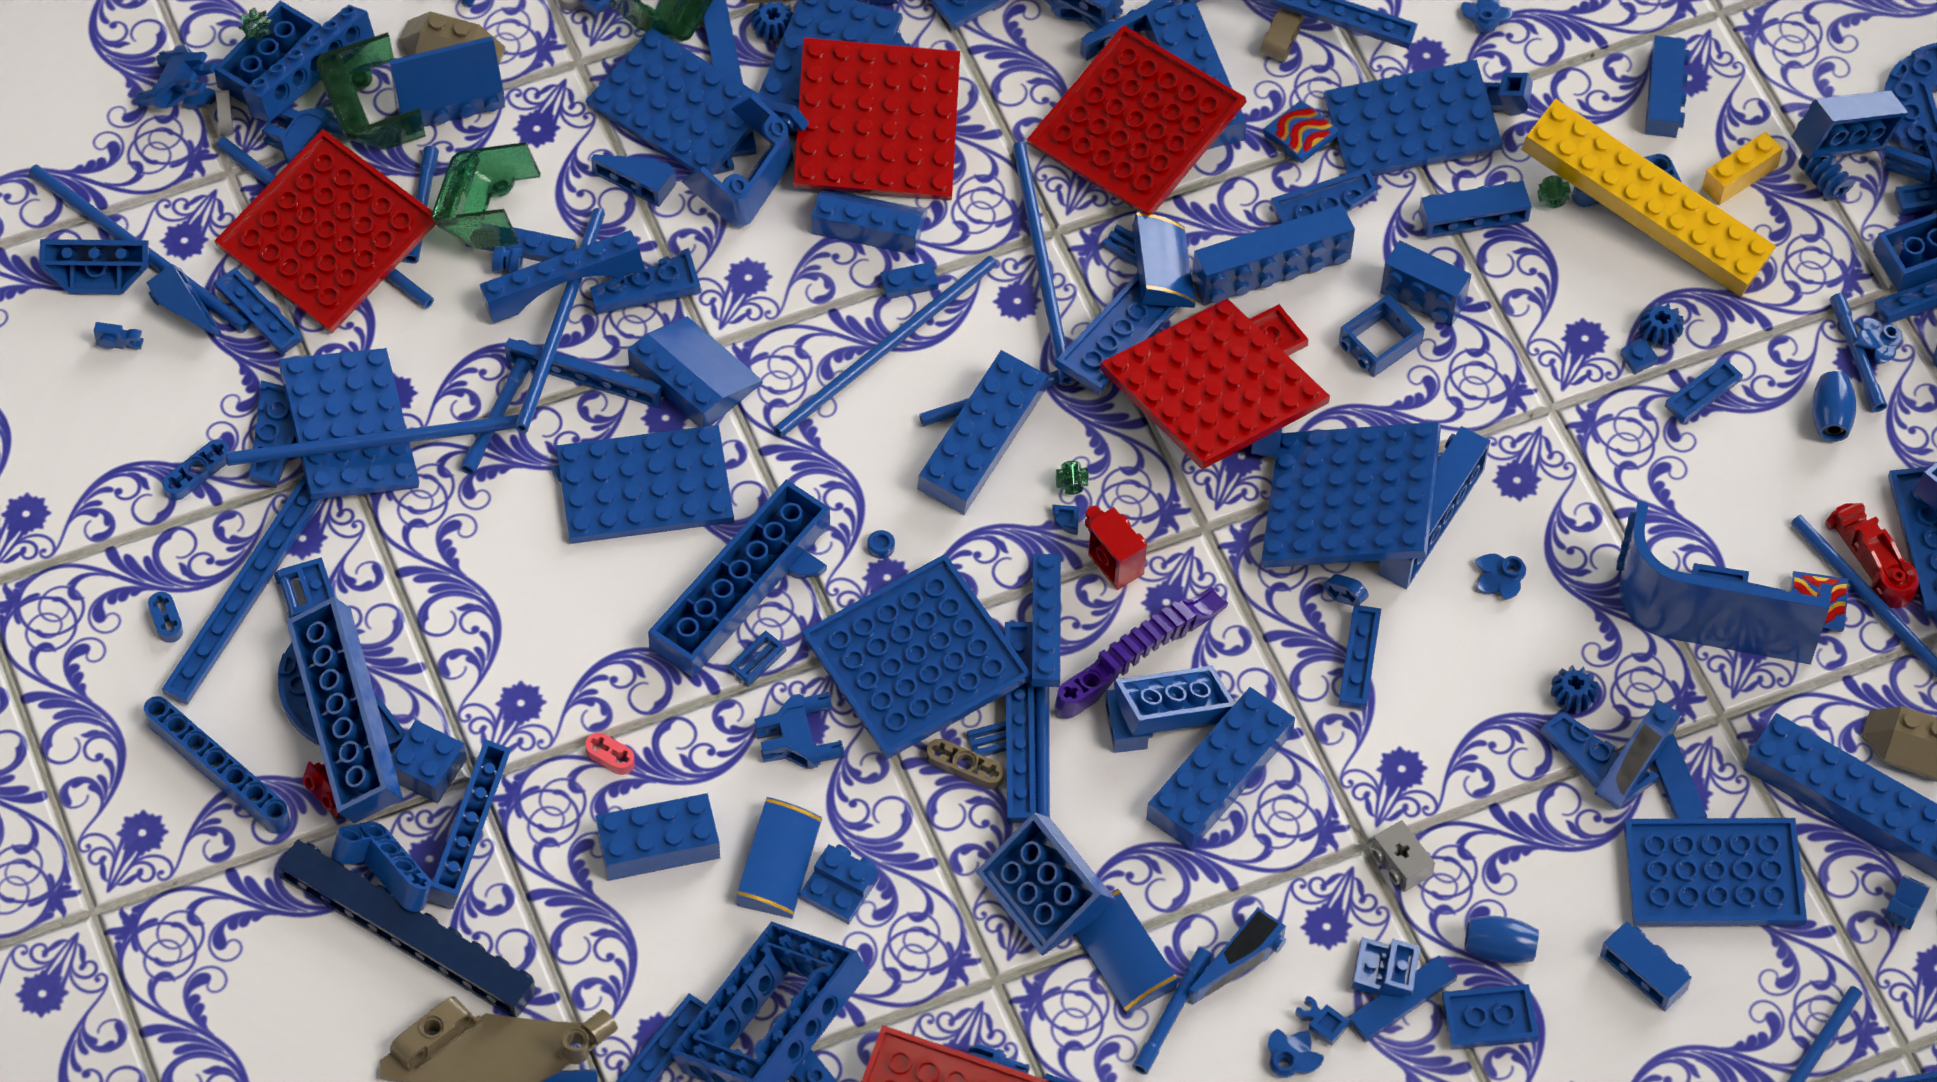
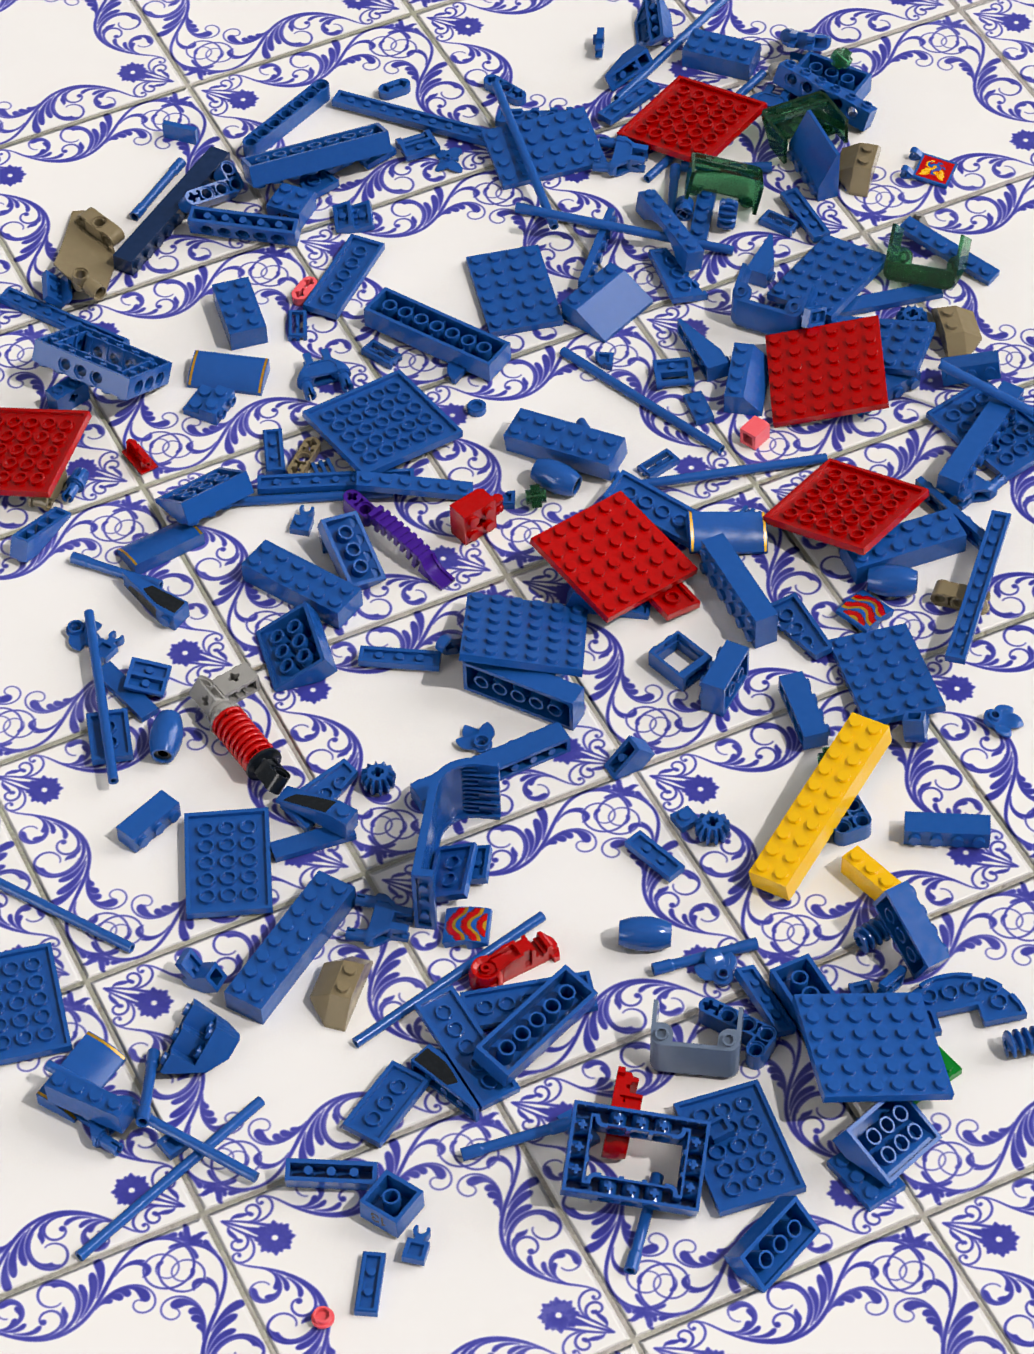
camera: 90 degrees right, 10 degrees down
(178, 185) = (721, 54): none -> blue brick
(221, 916) = (180, 132): none -> blue tile
(342, 554) = (449, 159): none -> blue piece
(380, 326) = (626, 156): none -> blue connector
(384, 974) = (142, 207): none -> blue piece
(432, 268) = (675, 171): none -> blue piece
(454, 683) = (353, 218): none -> blue slope
(536, 205) = (727, 214): none -> blue gear
(541, 119) = (804, 214): none -> blue plate
(553, 155) = (778, 223): none -> blue tile
(589, 698) = (344, 276): none -> blue plate
(681, 770) = (297, 335): none -> blue tile
(801, 382) = (604, 360): none -> blue tile
(815, 259) = (705, 354): none -> blue slope
(833, 301) = (673, 368): none -> blue plate
(944, 803) = (274, 451): none -> blue tile
(945, 980) = (138, 457): none -> red hinge
(971, 216) = (755, 432): none -> coral brick
(1003, 339) = (660, 466): none -> blue tile
(1041, 449) = (556, 477): none -> blue piece
(1091, 770) = (302, 523): none -> blue plate
(1262, 91) = (892, 580): none -> blue piece
(1341, 781) = (296, 649): none -> blue slope
(1425, 1021) = (101, 699): none -> blue piece
(1506, 846) = (240, 736): none -> piece
(1546, 404) = (629, 758): none -> blue slope
(1557, 560) = (513, 756): none -> blue brick
(1813, 694) = (386, 924): none -> blue connector

